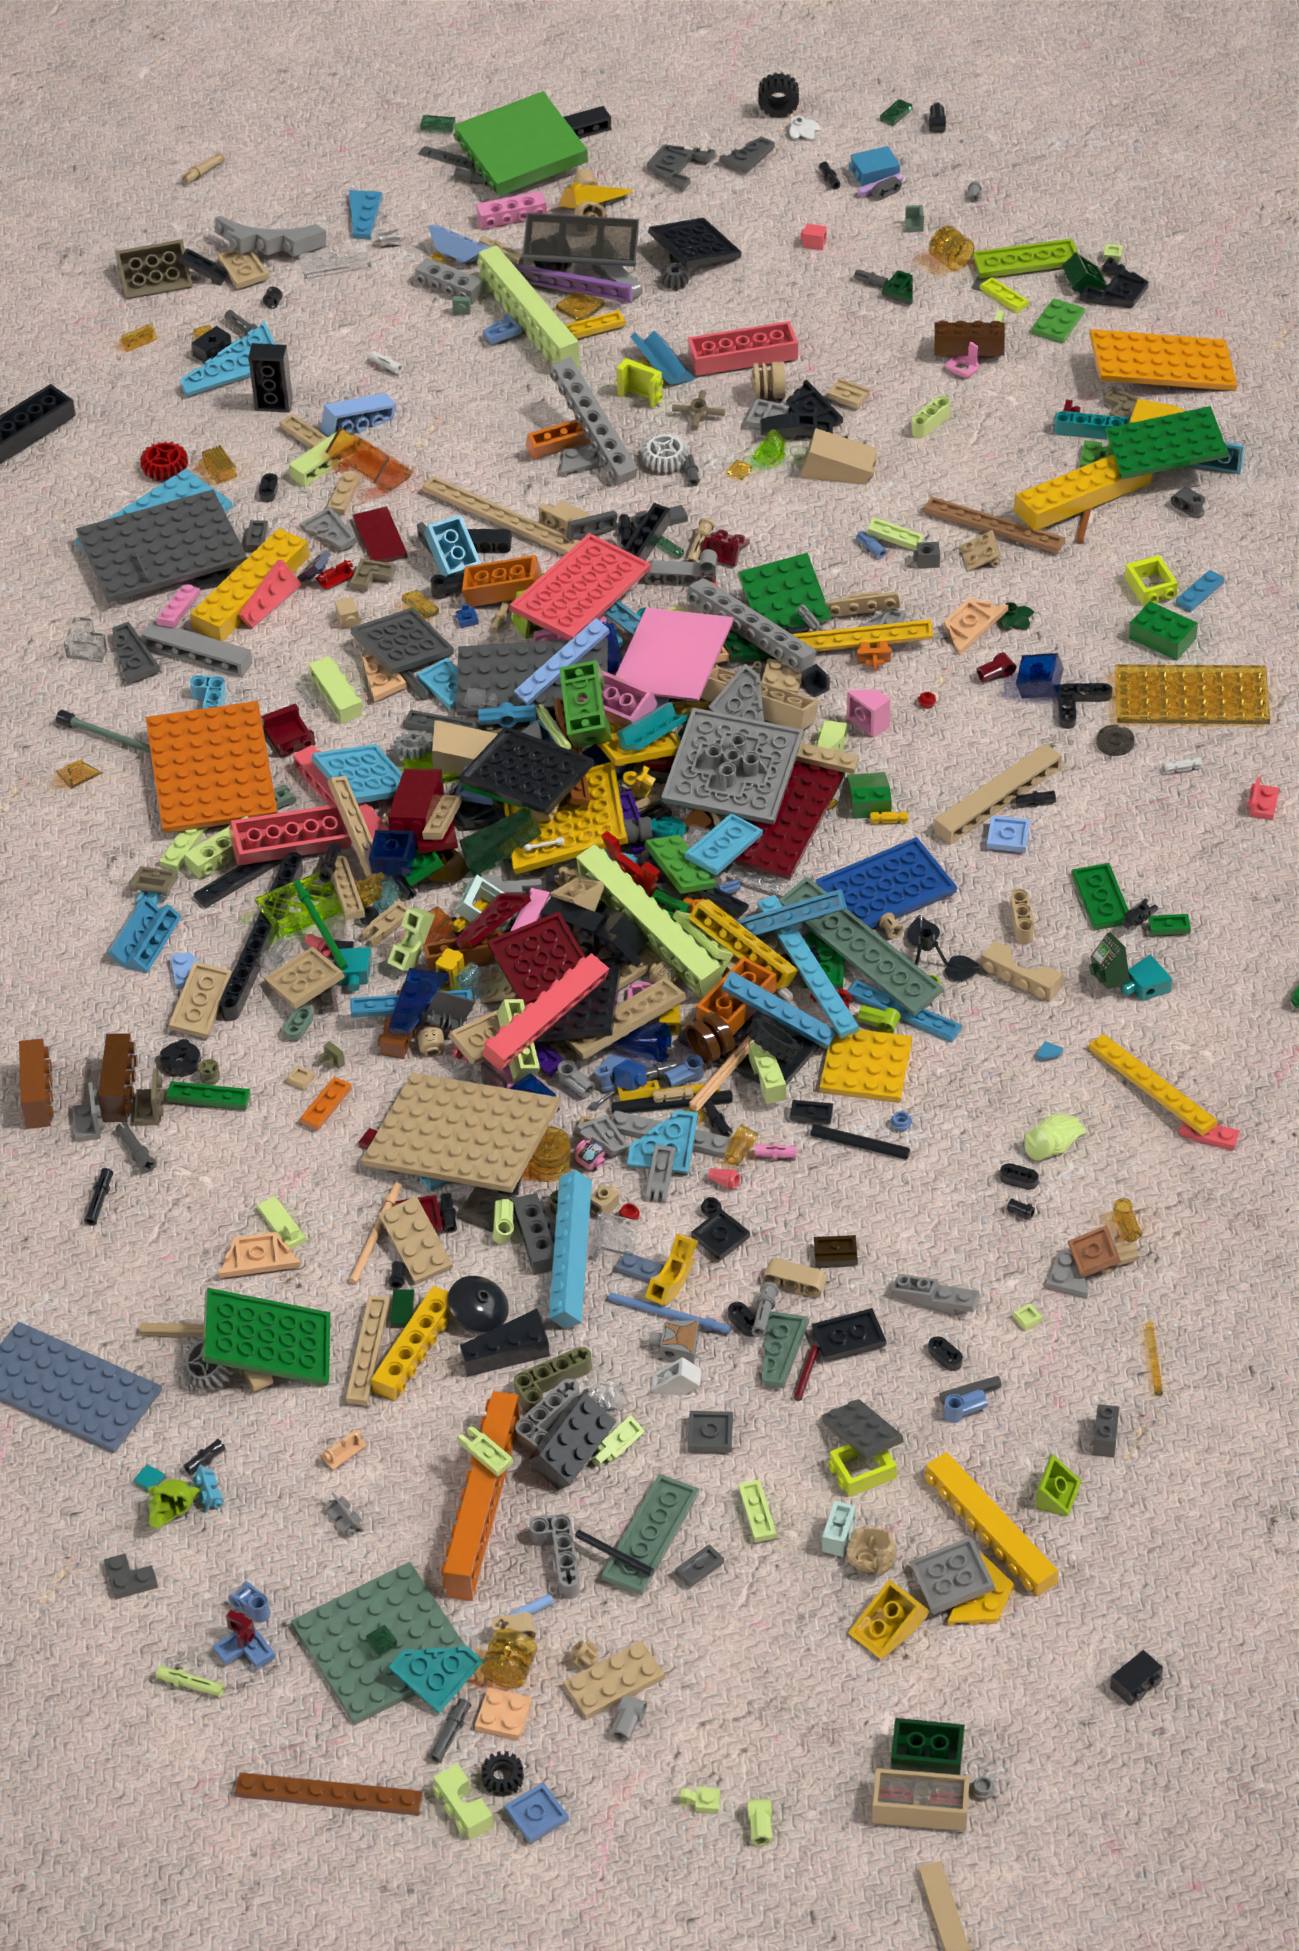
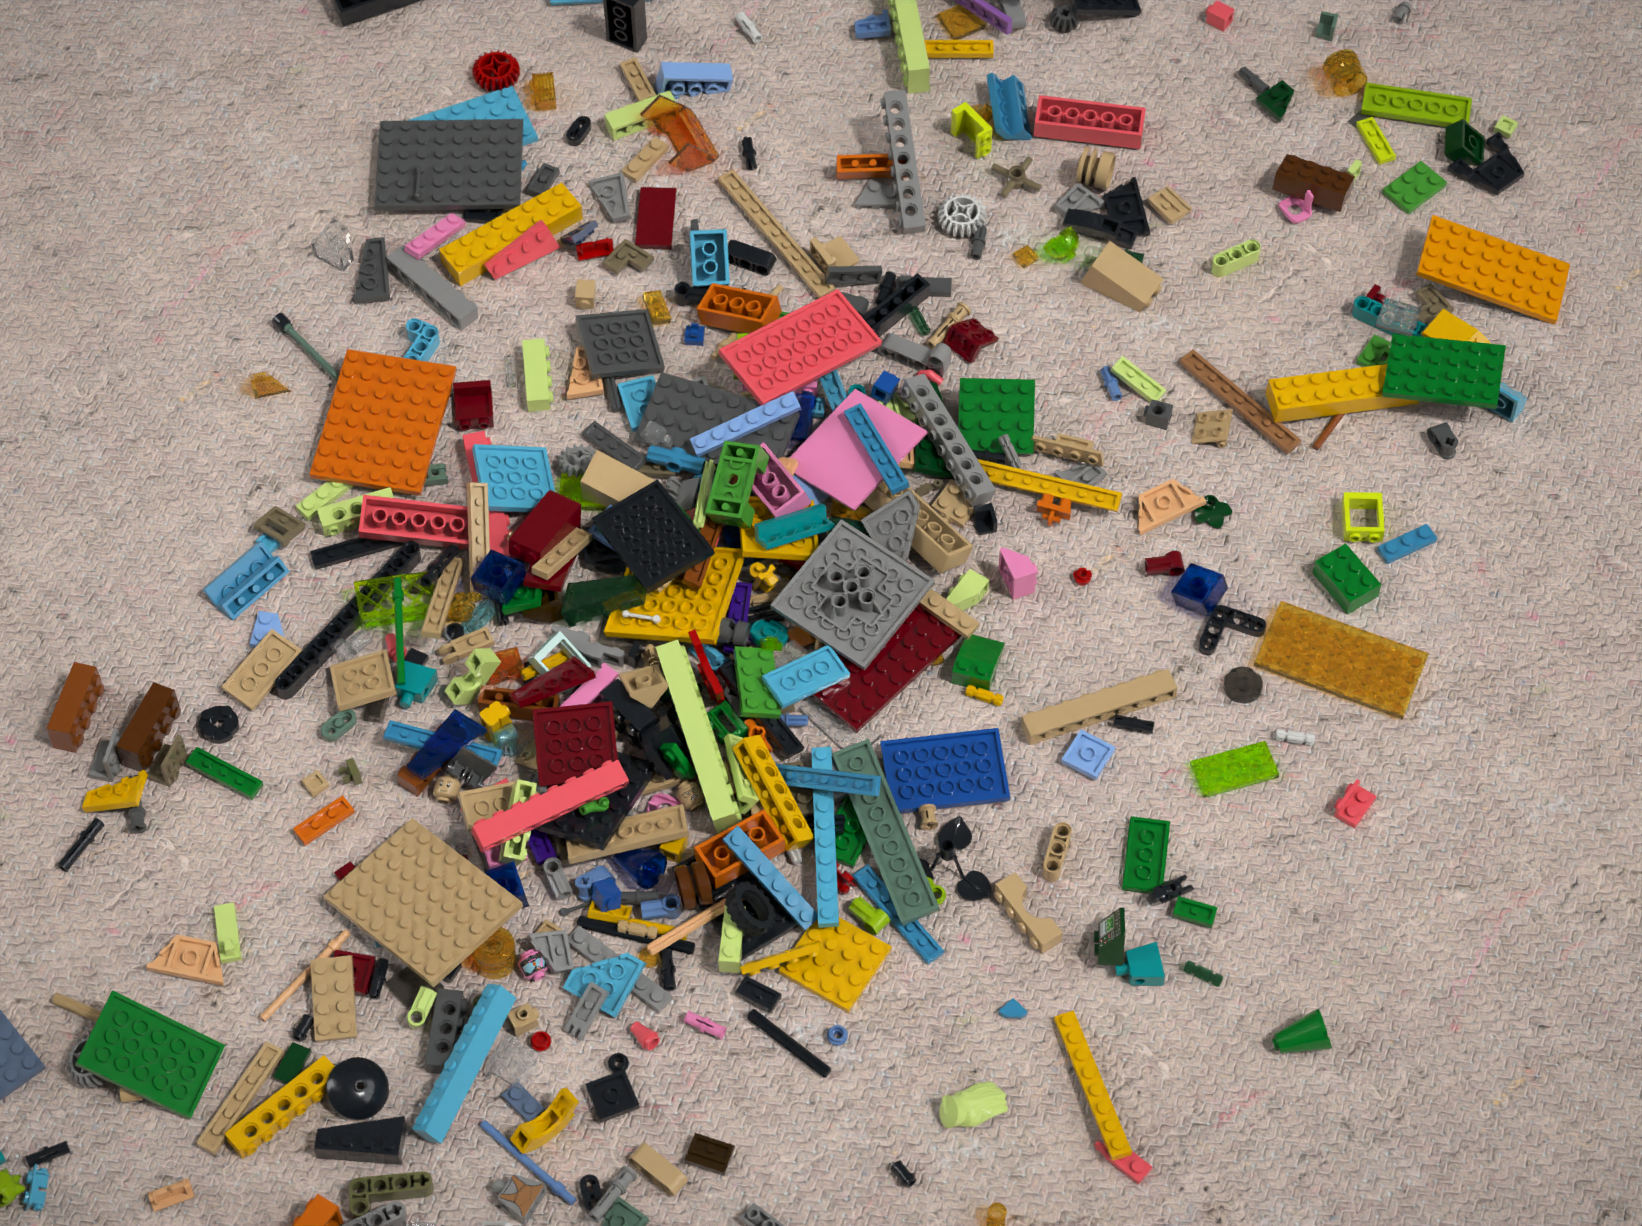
camera: 20 degrees right, 10 degrees up
(118, 1141) = (120, 795): none -> yellow wing
(209, 1071) = (232, 746): olive wheel -> none
(440, 460) = (749, 153): none -> black axle
(586, 1001) = (595, 806): none -> bright green arm
(641, 946) = (677, 760): none -> green plate
(671, 599) = (885, 387): none -> blue brick
(676, 829) = (771, 643): none -> clear neon green plate
(695, 644) = (876, 449): none -> dark azure plate
(742, 1141) = (678, 1004): clear yellow piece -> none
(827, 1068) = (772, 961): none -> yellow plate
(1019, 1176) = (916, 1140): black beam -> none
(1103, 413) = (1398, 317): none -> clear bracket
(1143, 806) = (1234, 769): none -> clear neon green plate
(1202, 969) = (1203, 973): none -> clear green axle

